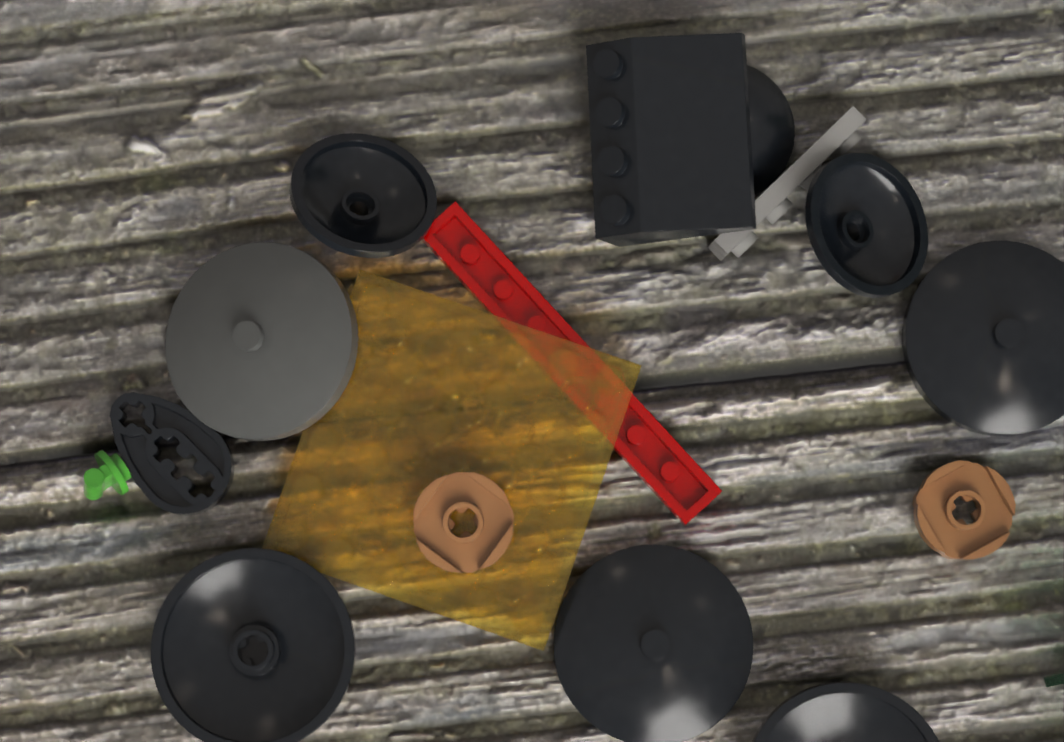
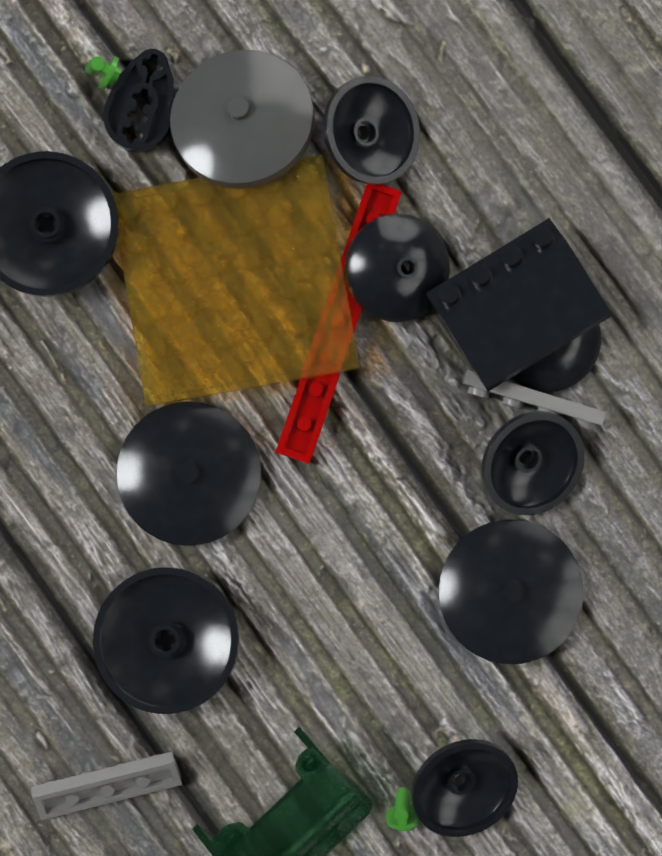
camera: 65 degrees right, 5 degrees up
(434, 526) = (183, 293): medium nougat plate -> none
(527, 276) = (376, 262): none -> black dish
(991, 518) = (388, 646): medium nougat plate -> none

